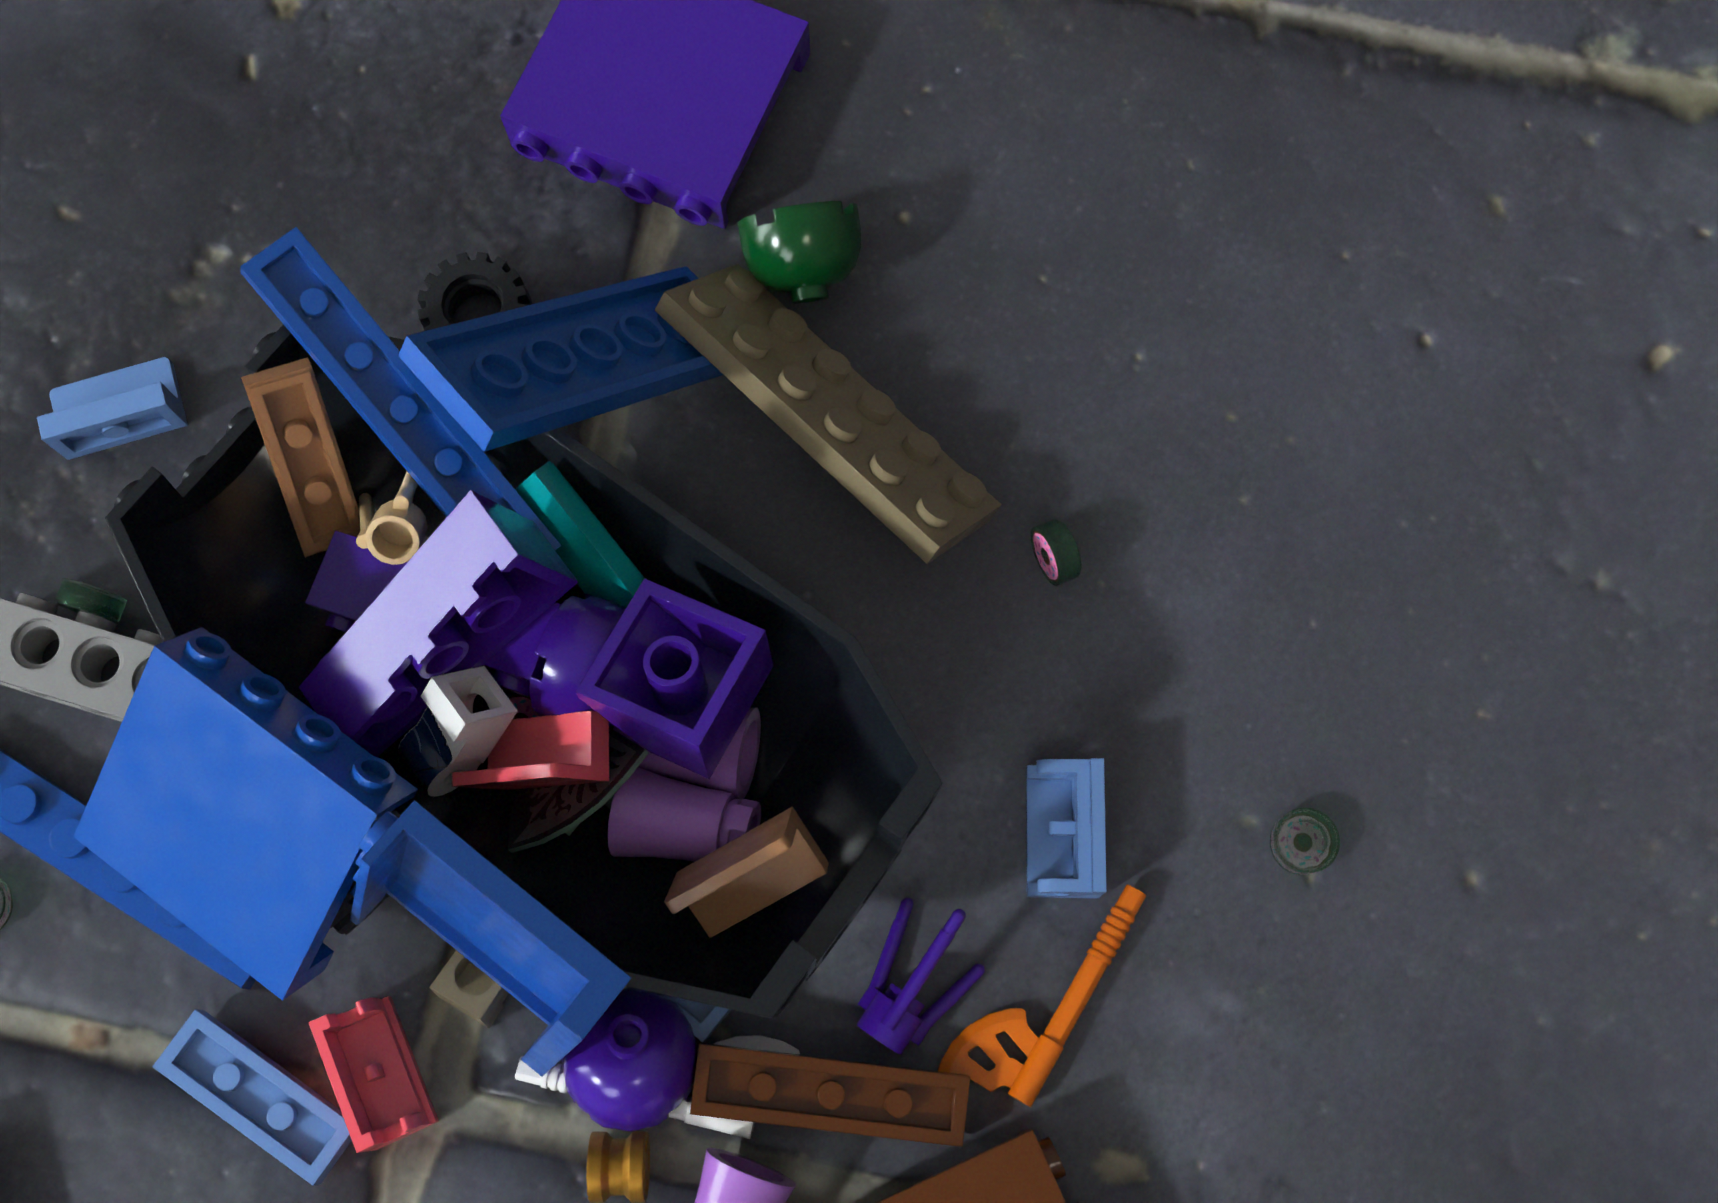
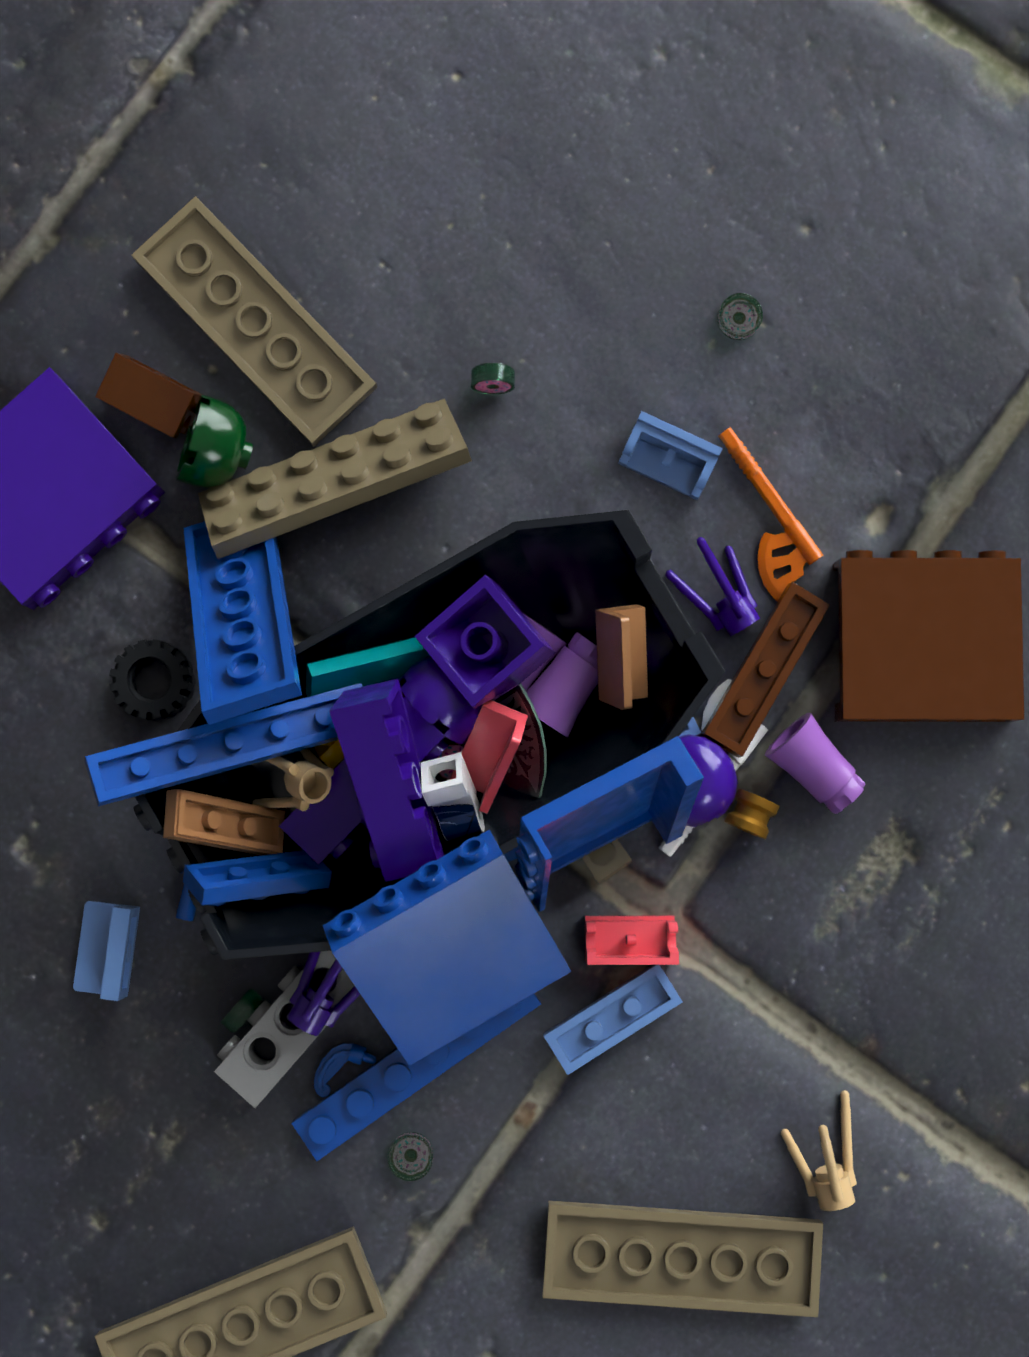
camera: 70 degrees left, 10 degrees up
(67, 749) = (335, 1061): none -> blue piece
(107, 679) = (313, 1008): none -> dark purple plant
(250, 526) = (255, 877): none -> blue plate
(833, 148) = (148, 395): none -> reddish brown hinge
(984, 237) = (254, 321): none -> dark tan plate

